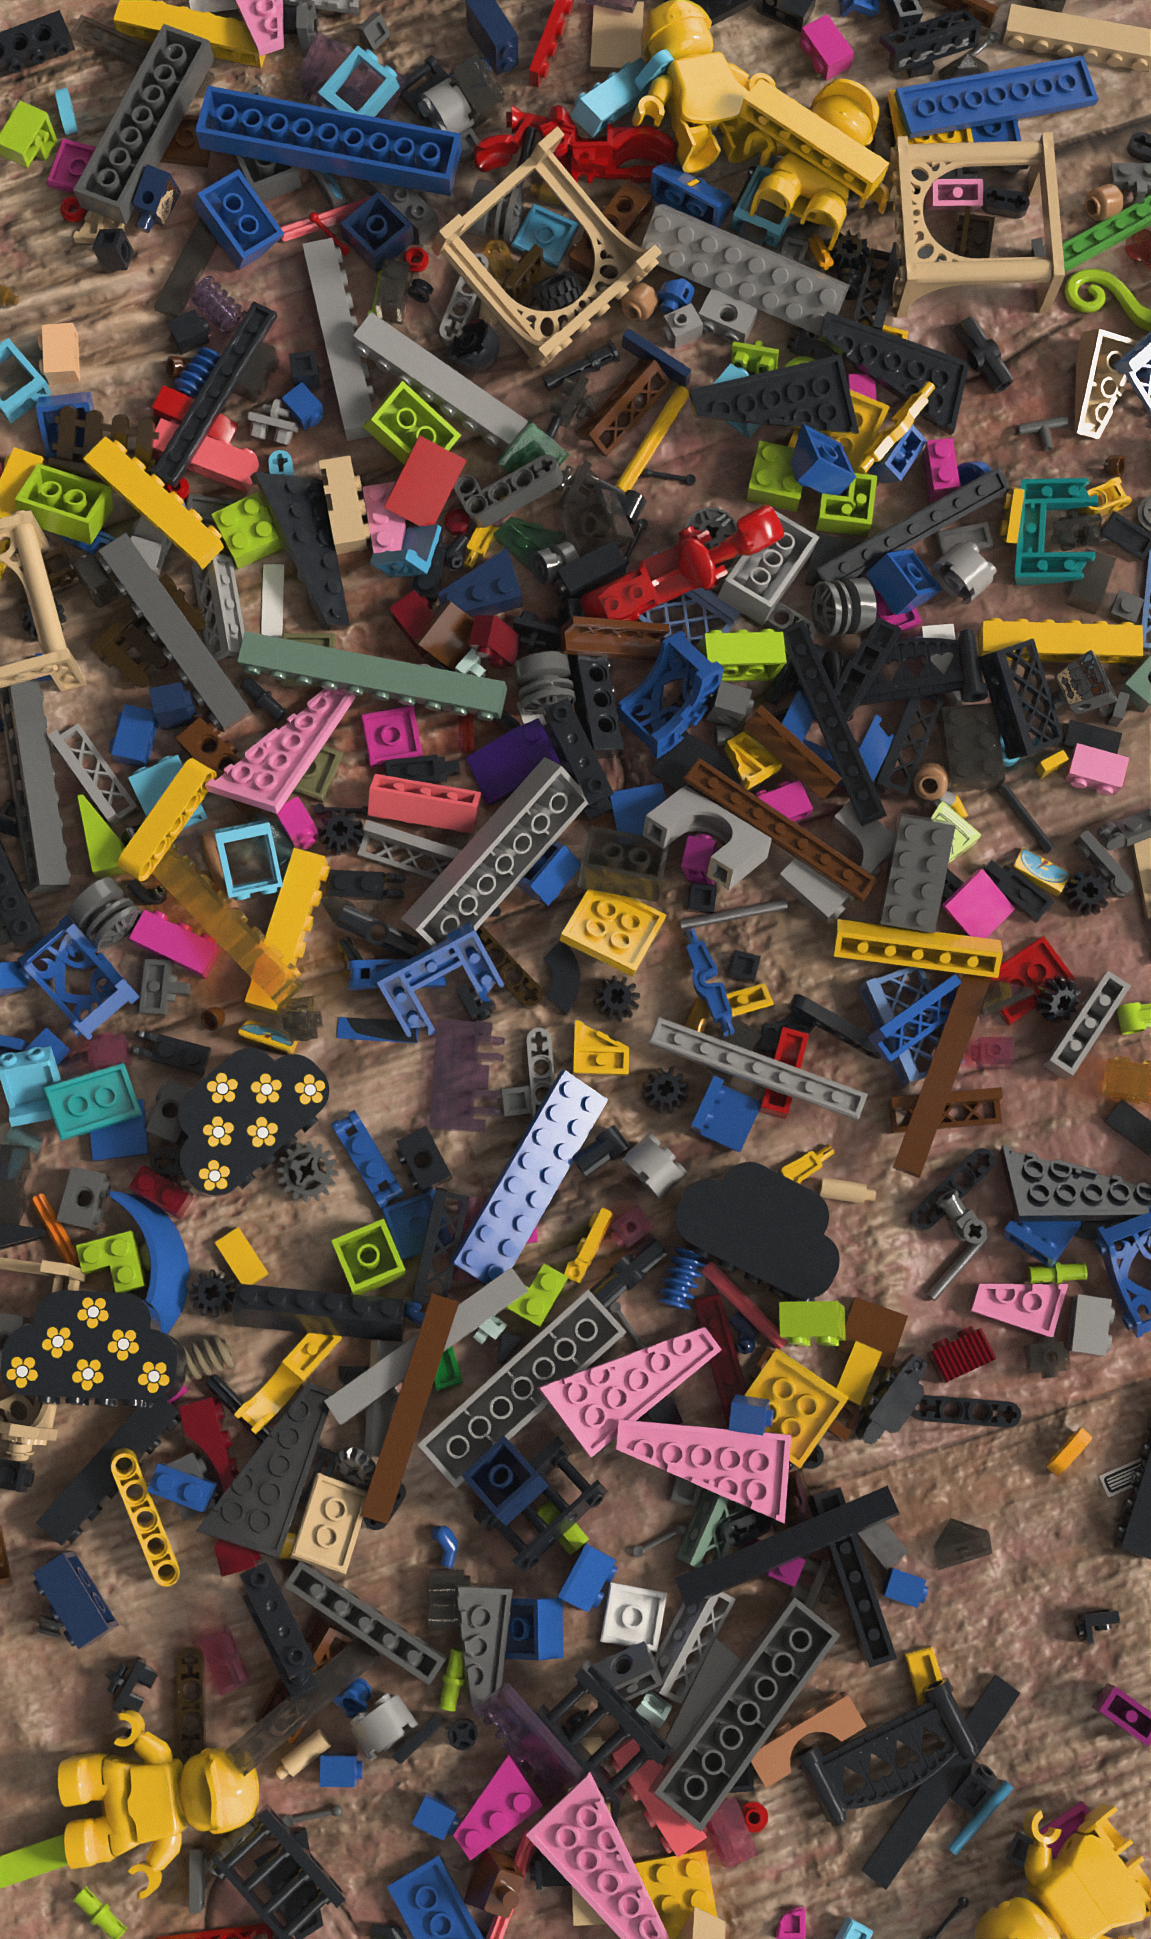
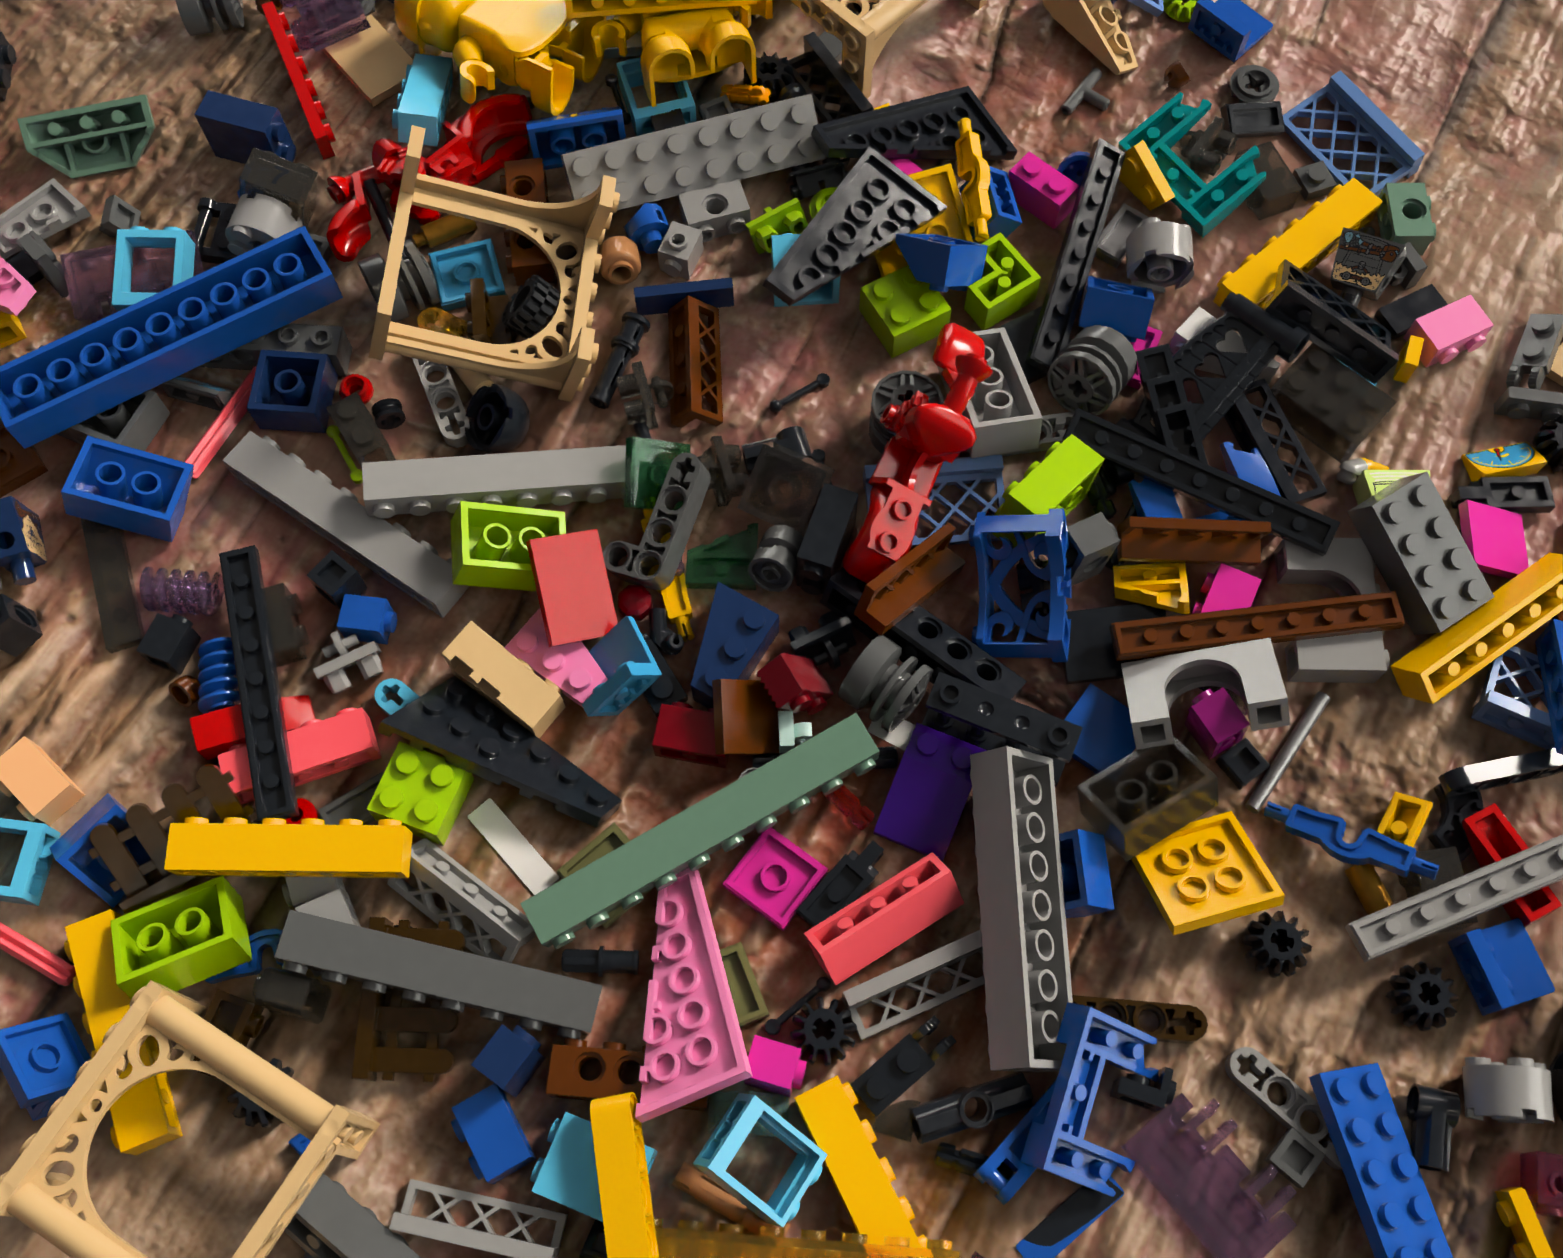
camera: 40 degrees left, 10 degrees down
(313, 217) = (211, 428): red hinge -> none
(565, 977) = (1200, 971): black tile -> none
(598, 1053) = (1317, 1021): yellow wing -> none
(653, 439) = (752, 371): yellow axle -> none
(655, 67) = (445, 40): medium azure beam -> none
(722, 734) = (1098, 587): dark grey hinge -> none
(744, 966) = (1352, 794): black tile -> none
(927, 789) = (1334, 461): medium nougat head -> none
(983, 355) = (973, 71): black piece -> none
(1026, 818) = (1438, 427): black bar -> none
(1110, 497) = (1197, 94): yellow piece -> none

